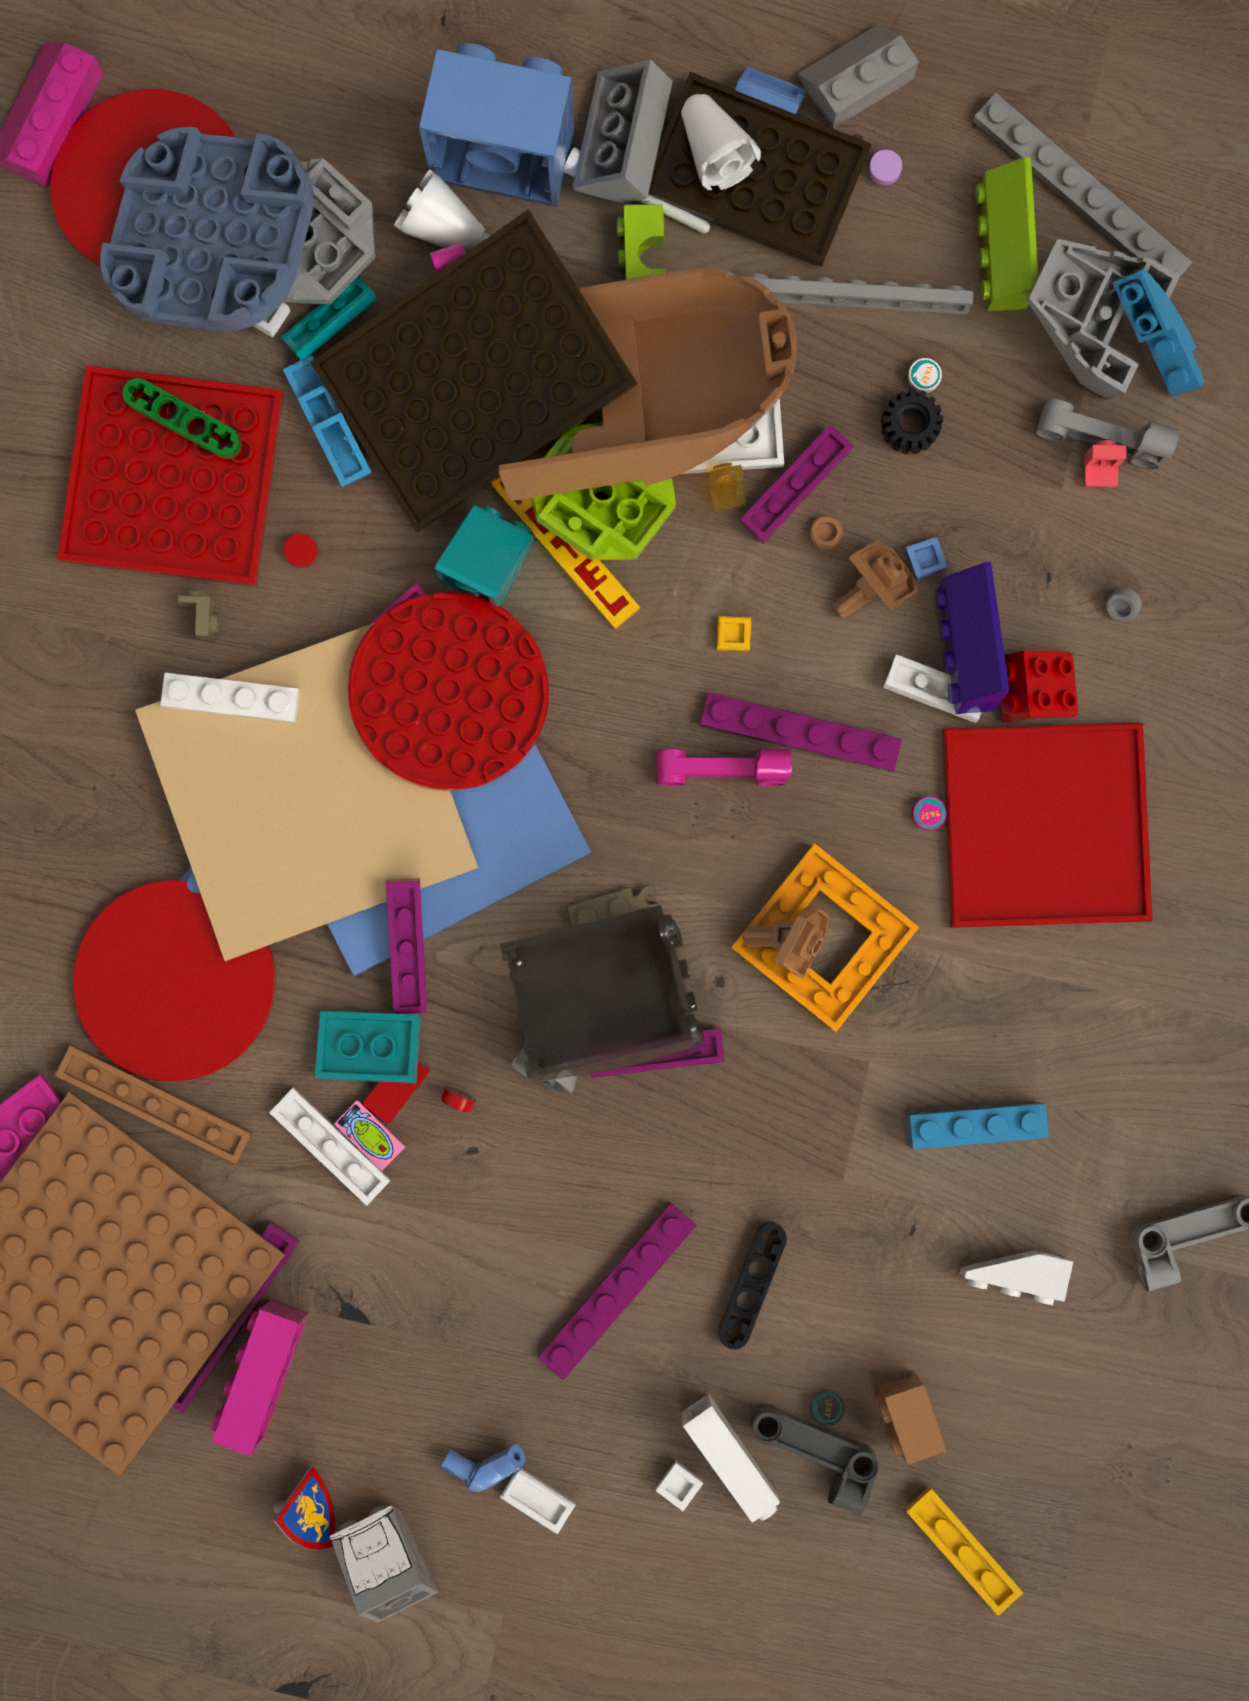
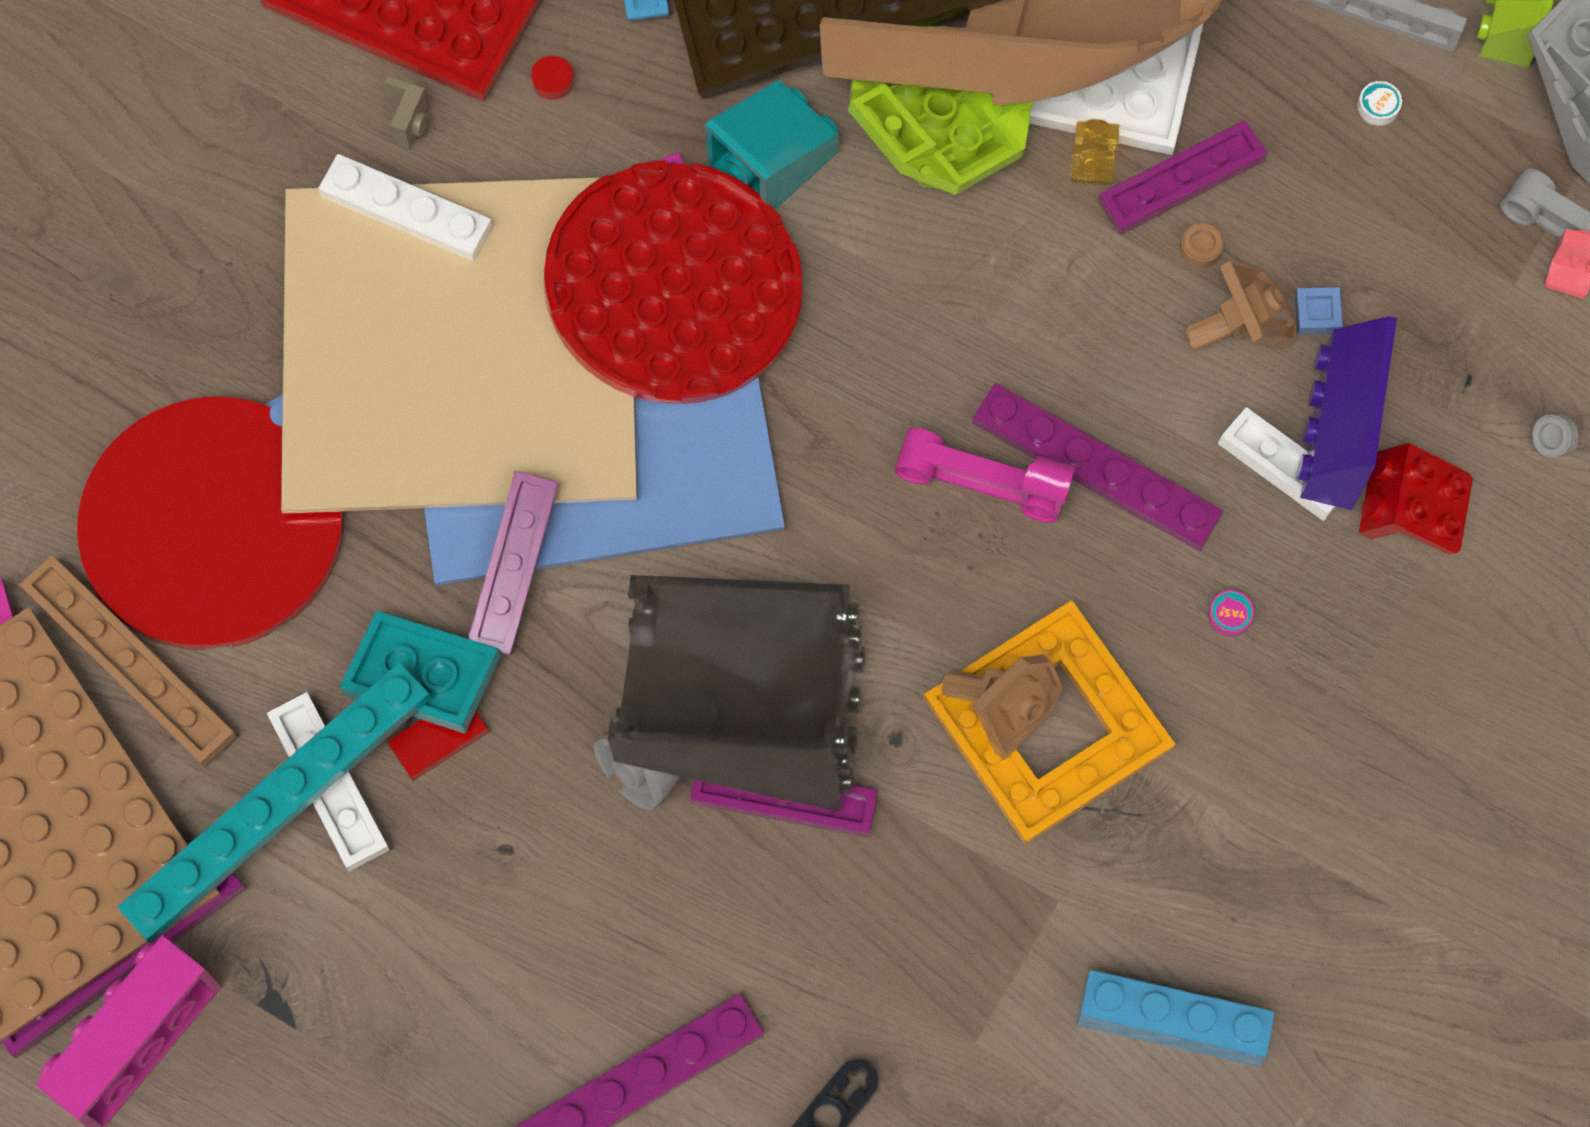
camera: 20 degrees right, 15 degrees down
(301, 1181) = (274, 803): none -> teal plate
(369, 1135) = (385, 790): tile -> none
(458, 1099) = (510, 774): red tile -> none
(588, 574) = (879, 181): yellow tile -> none
(733, 633) = (1049, 327): yellow tile -> none
(920, 404) = (1353, 127): black tyre -> none
(1047, 825) = (1380, 676): red tile -> none

